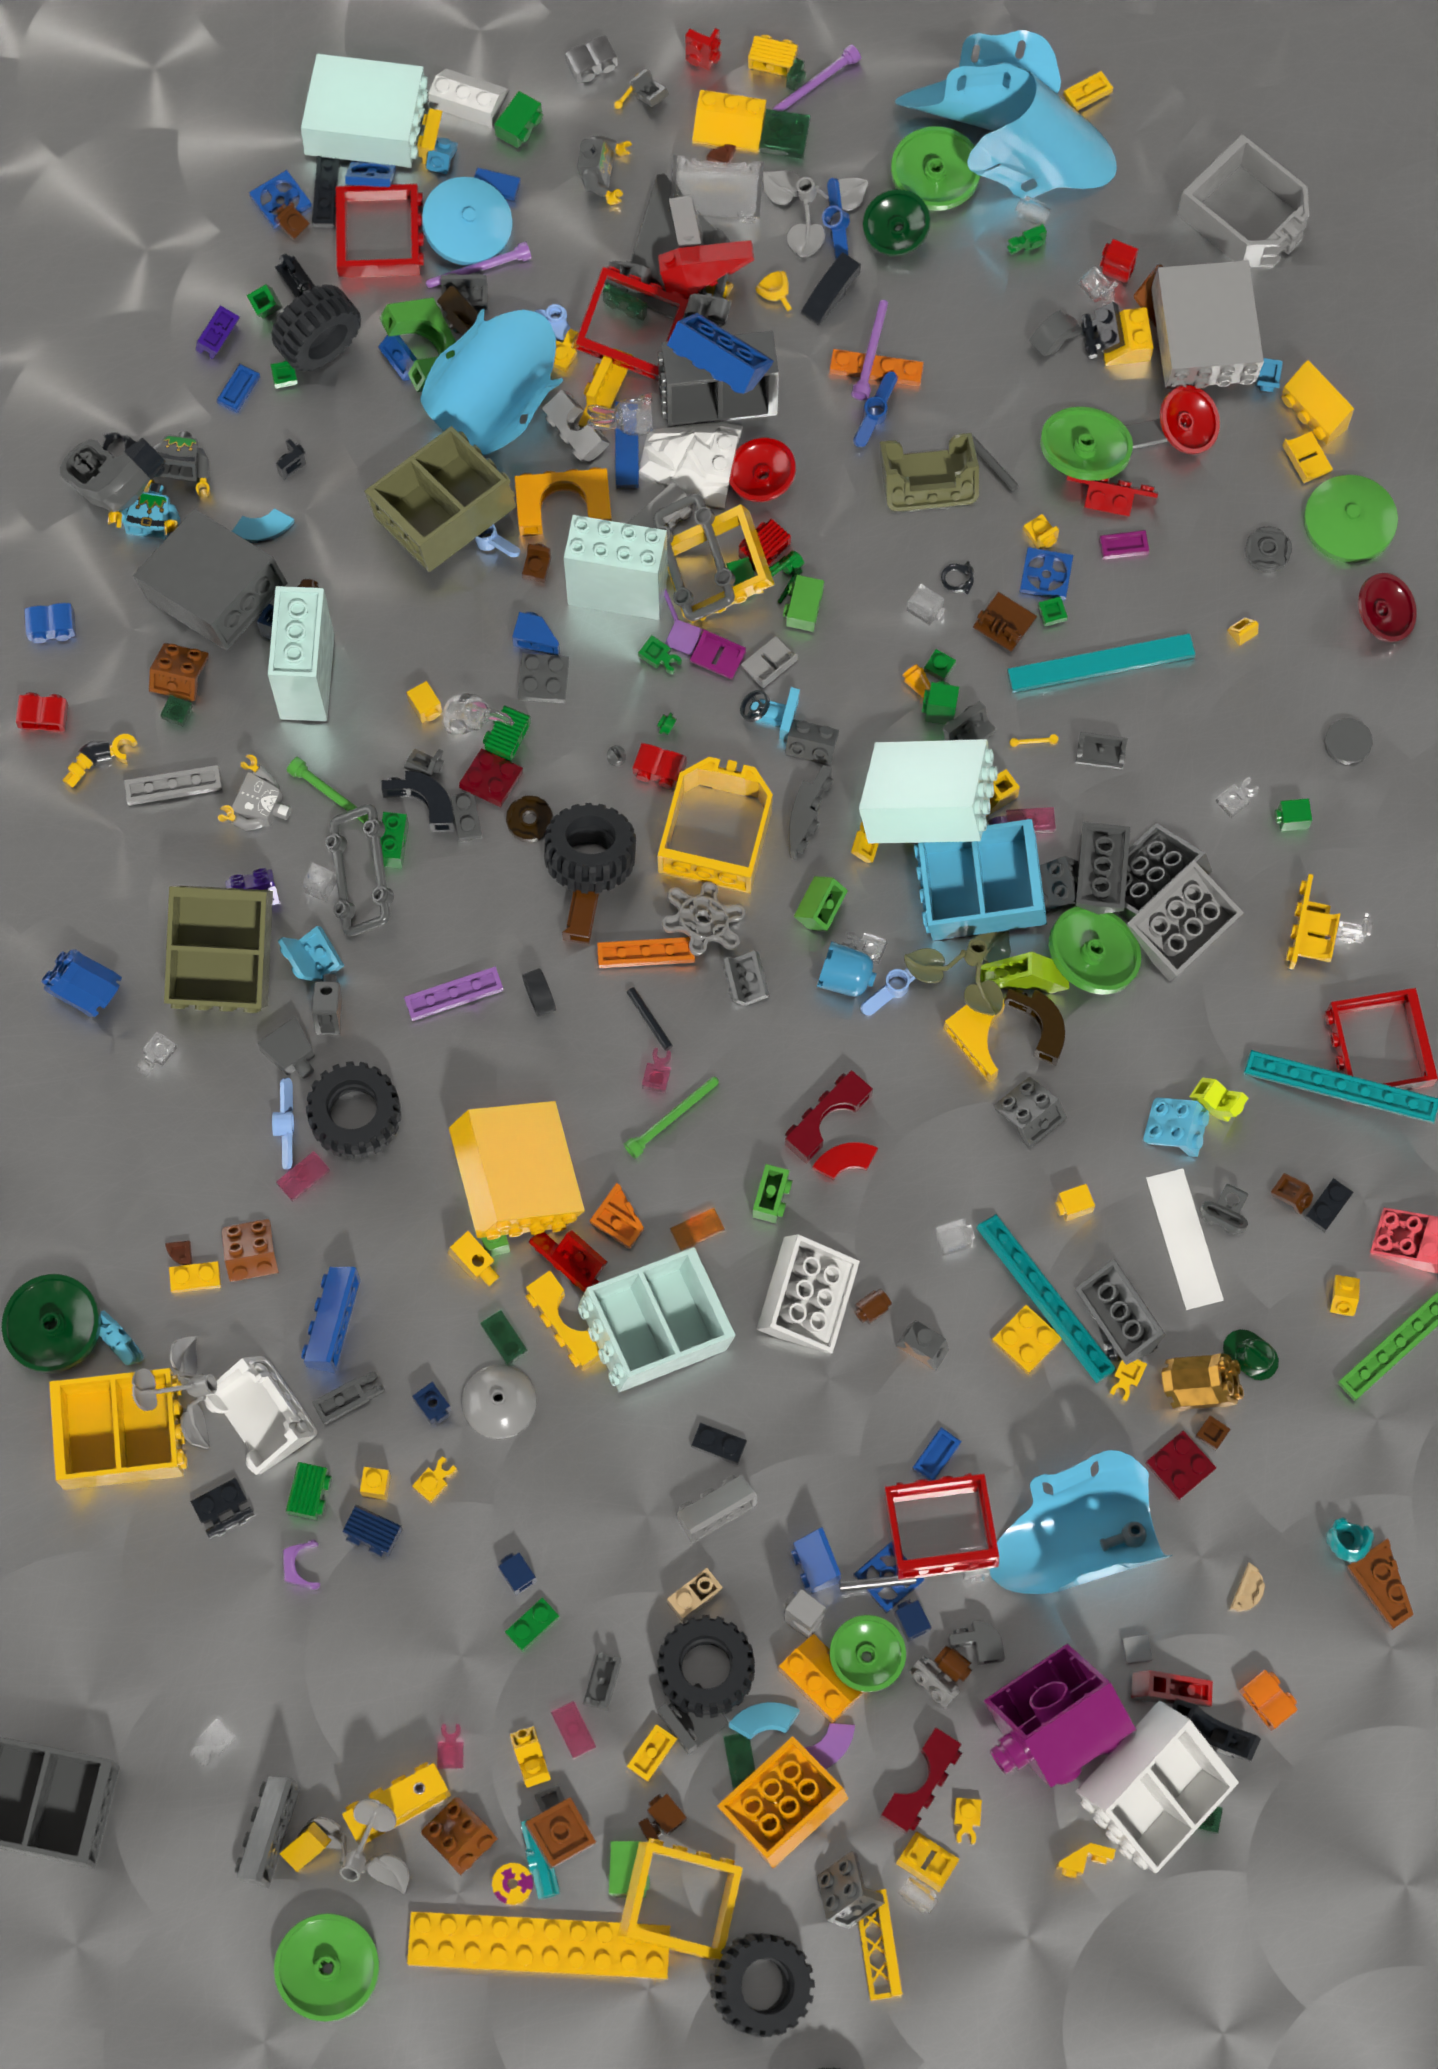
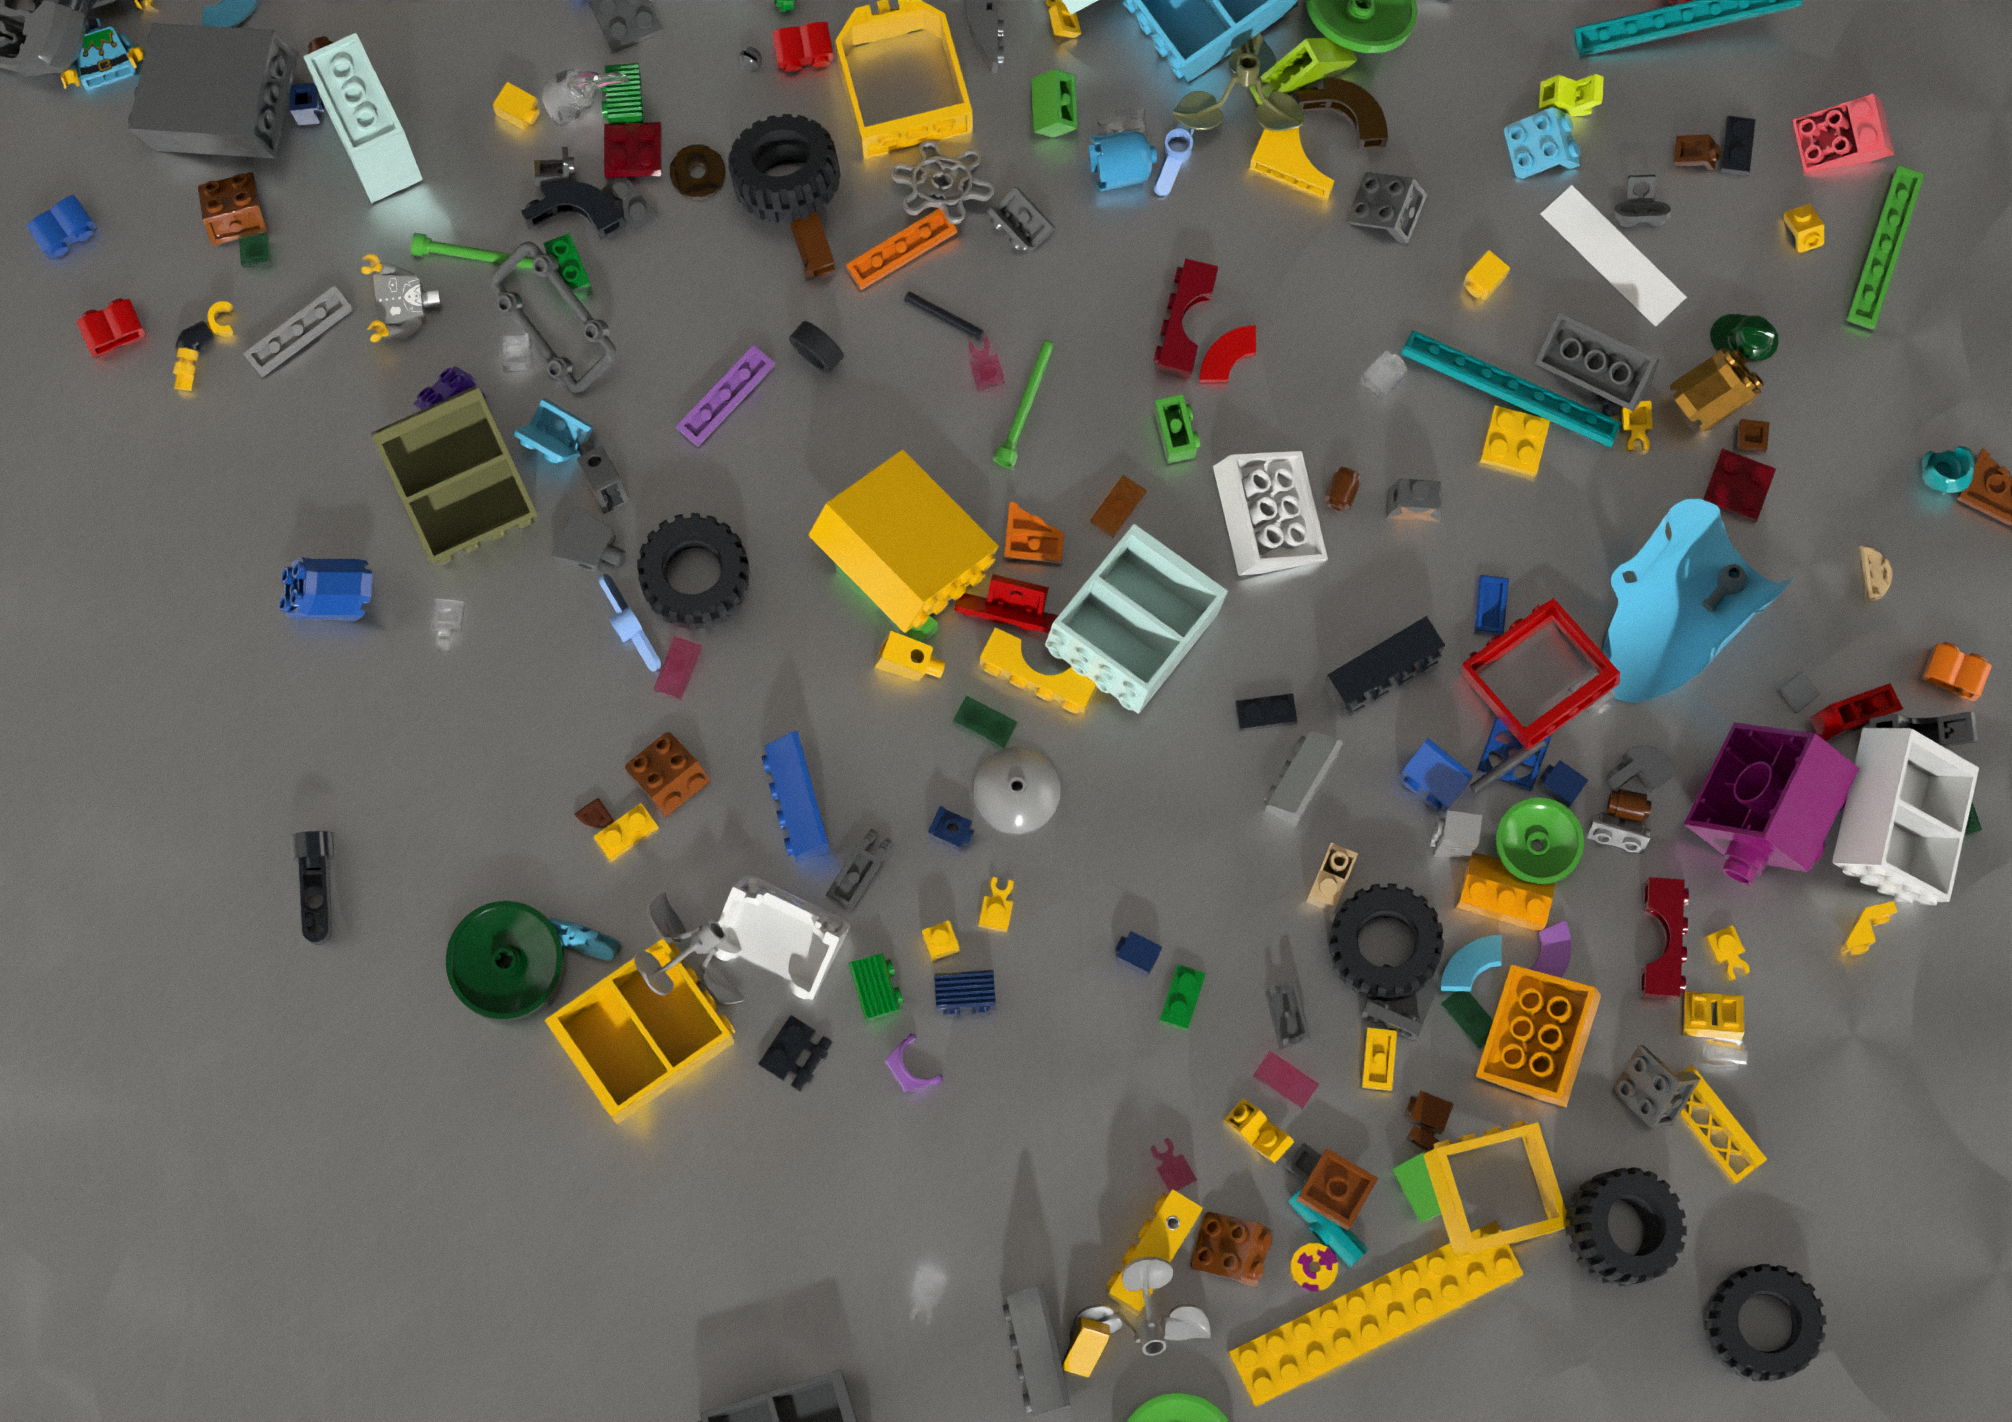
camera: 30 degrees left, 5 degrees up
(824, 1457) = (1383, 667): none -> black brick

